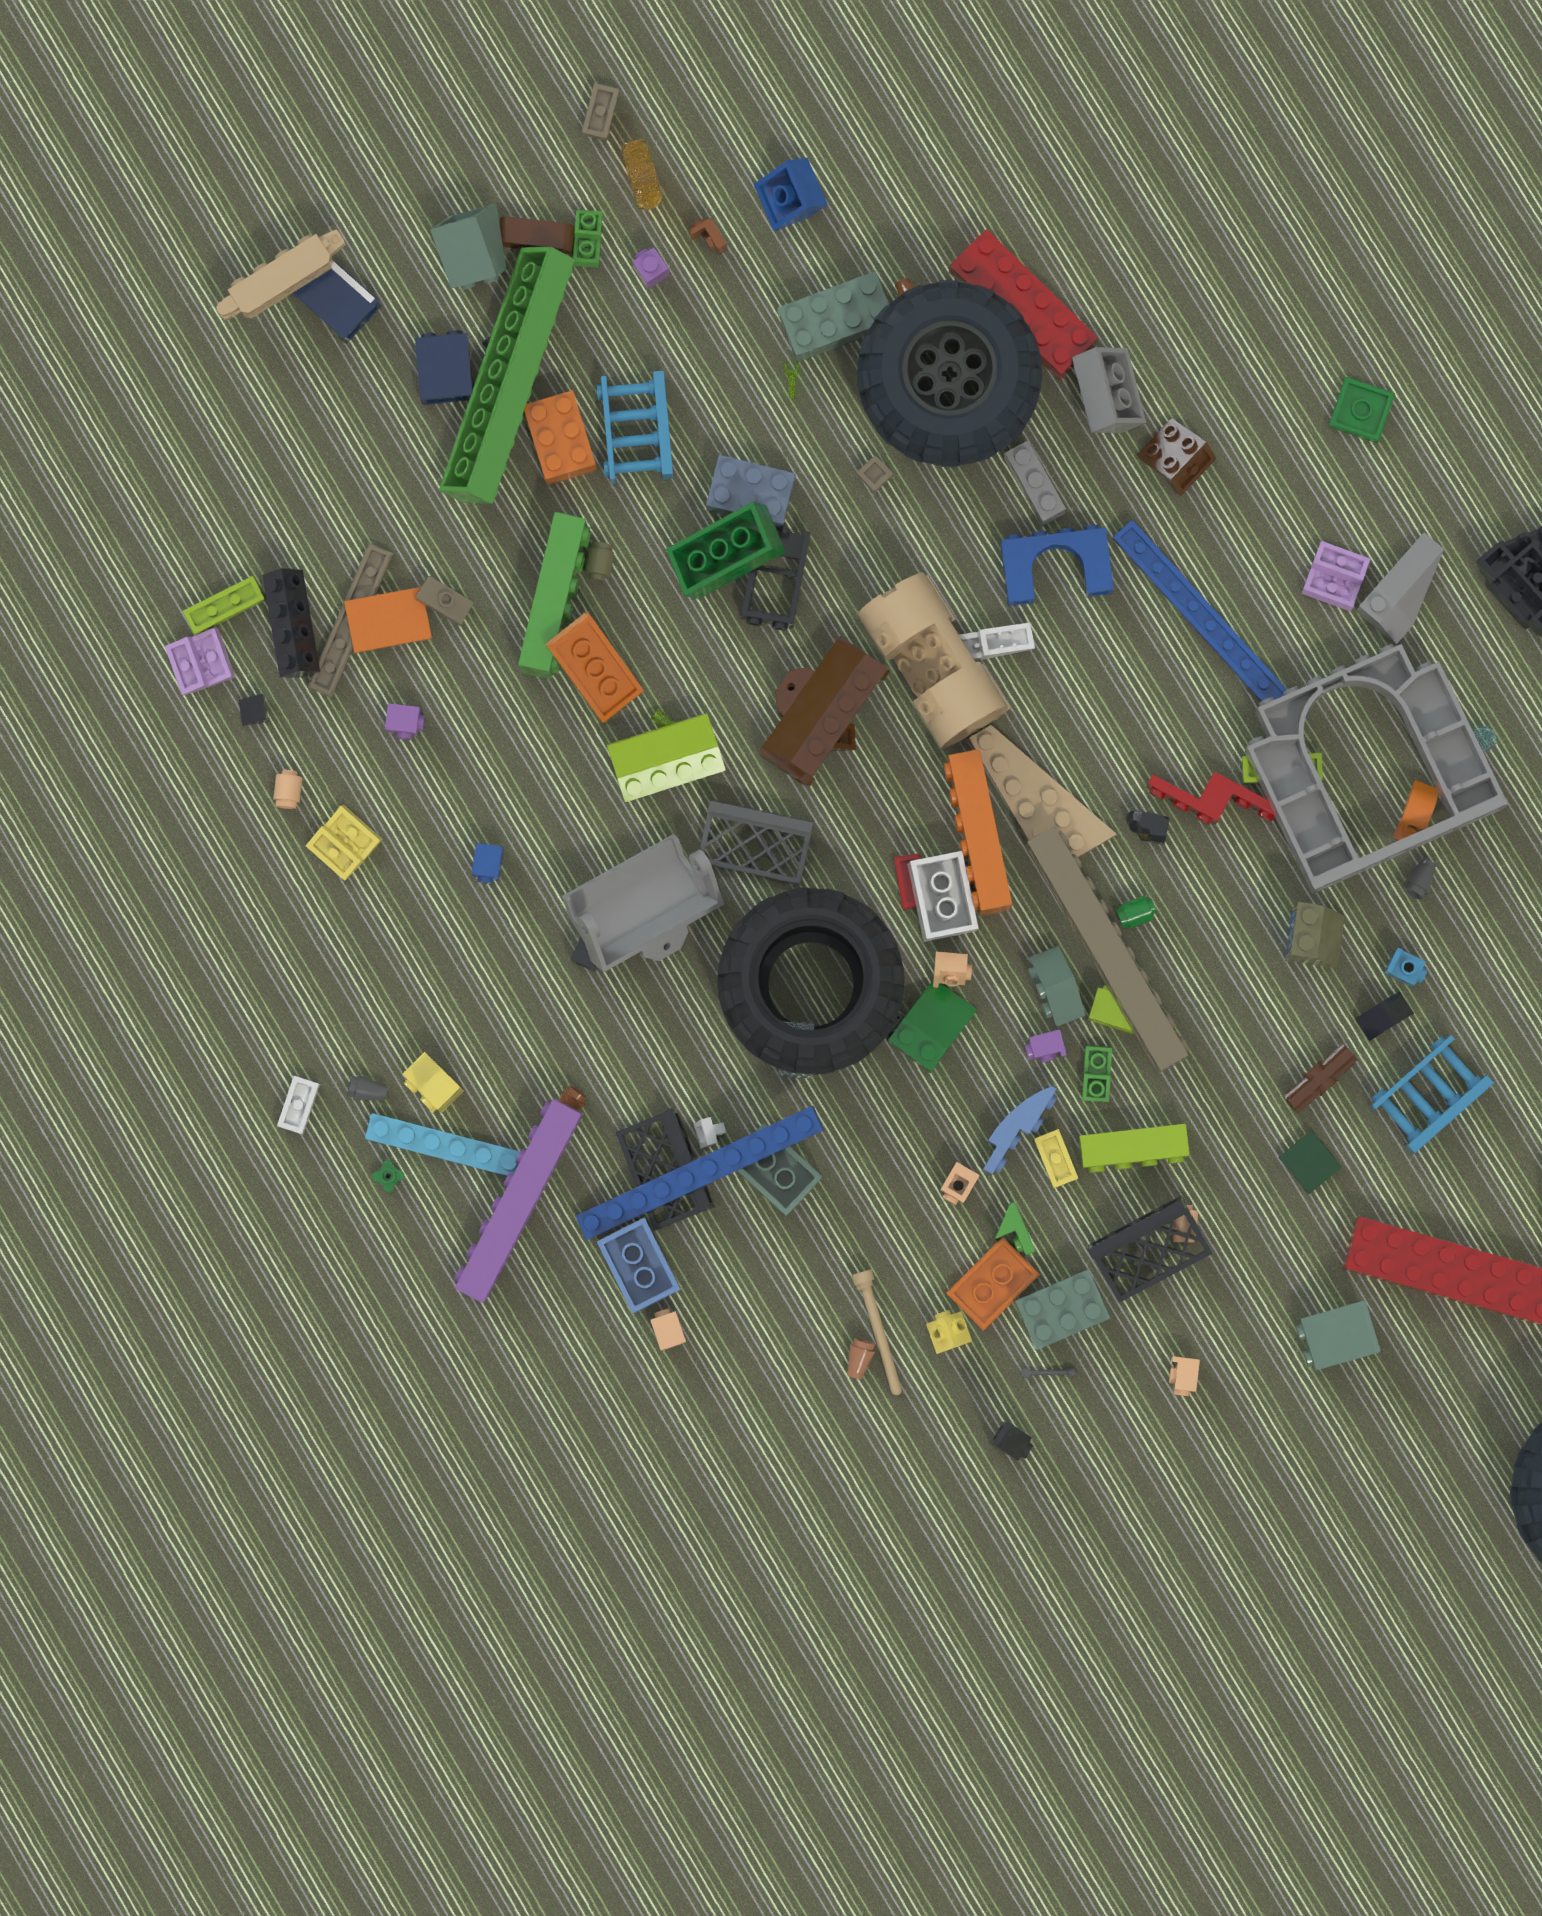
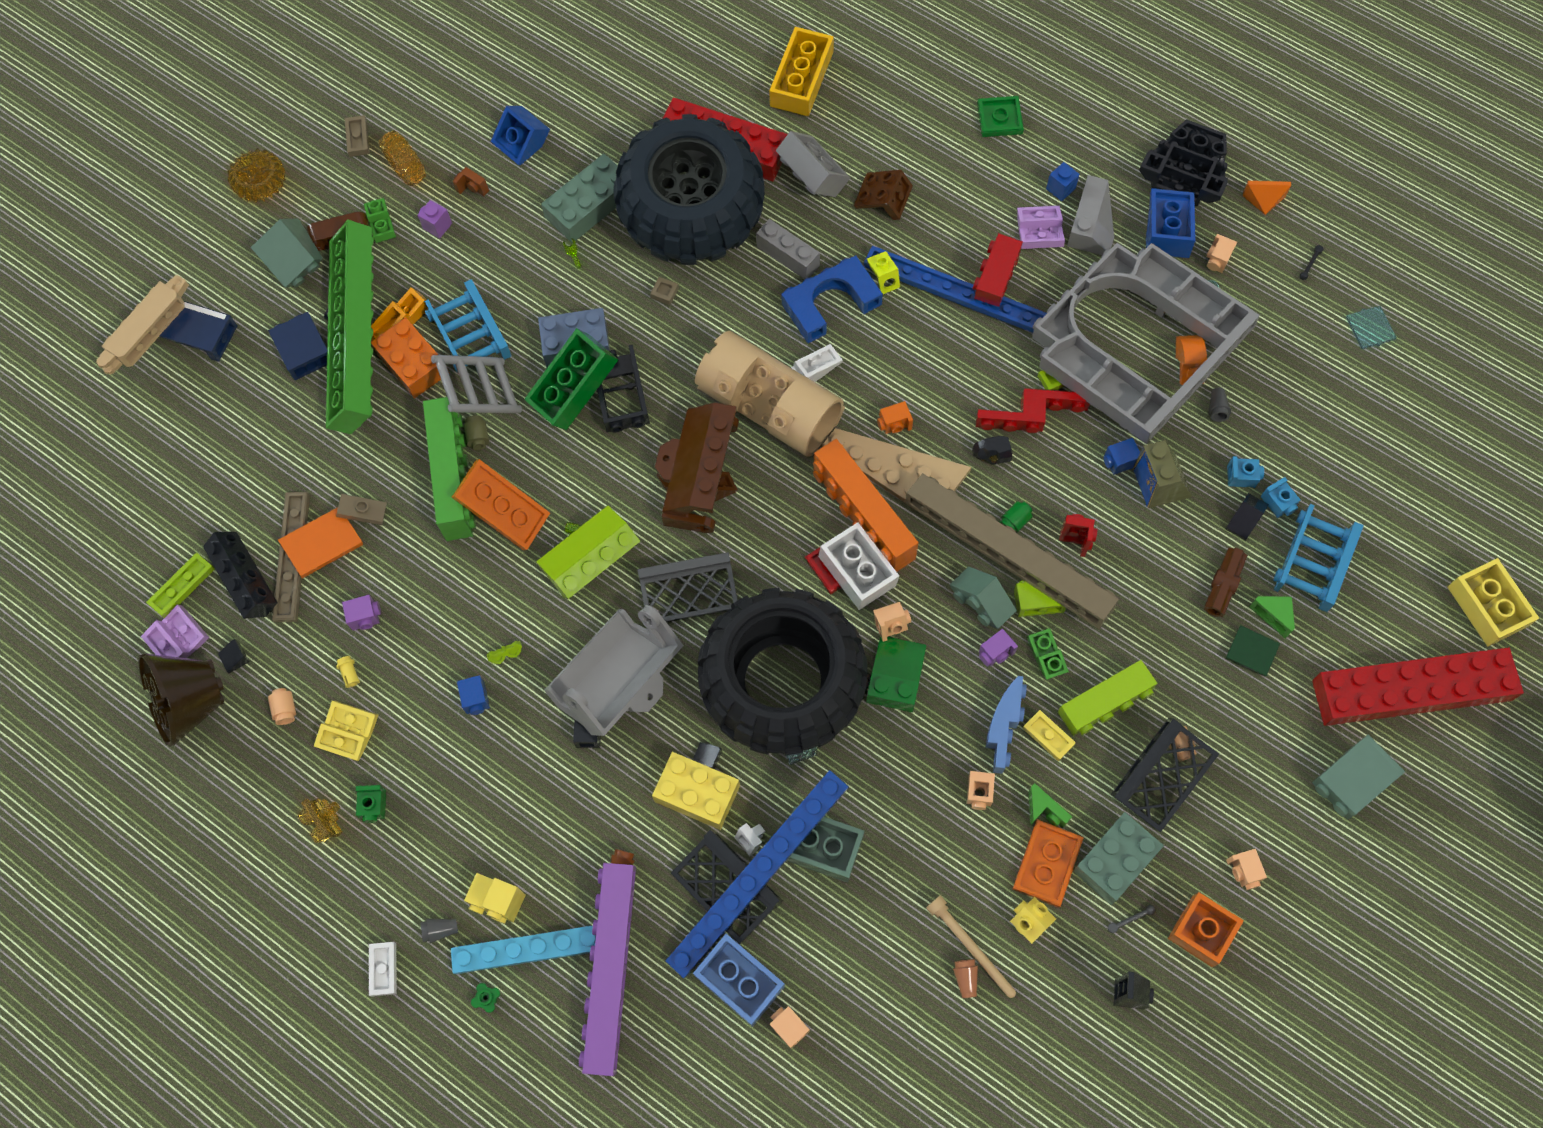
camera: 25 degrees left, 15 degrees down
(188, 736) = (180, 692): none -> dark brown cone
(291, 925) = (323, 816): none -> clear yellow hips
(352, 926) = (377, 809): none -> green brick
(367, 779) = (348, 671): none -> light yellow pin
(448, 107) = (260, 180): none -> clear yellow gear
(542, 829) = (511, 651): none -> lime piece
(568, 377) = (411, 306): none -> light orange slope
(608, 538) = (480, 363): none -> light grey bar
(674, 1061) = (696, 790): none -> light yellow brick
(699, 1029) = (707, 755): none -> black slope
(1059, 743) = (895, 418): none -> orange brick
(1111, 1413) = (1205, 929): none -> orange brick
(1130, 558) = (884, 269): none -> neon yellow bracket
(1153, 253) = (801, 71): none -> yellow brick
(1190, 955) = (1079, 531): none -> red bracket
(1252, 618) = (997, 269): none -> red wedge
(1283, 892) = (1121, 456): none -> blue brick
(1355, 1133) = (1276, 612): none -> bright green slope
(1387, 532) = (1062, 181): none -> blue brick
(1420, 1006) = (1281, 498): none -> dark azure brick
(1481, 639) = (1171, 222): none -> blue slope
(1518, 701) = (1220, 253): none -> light nougat brick

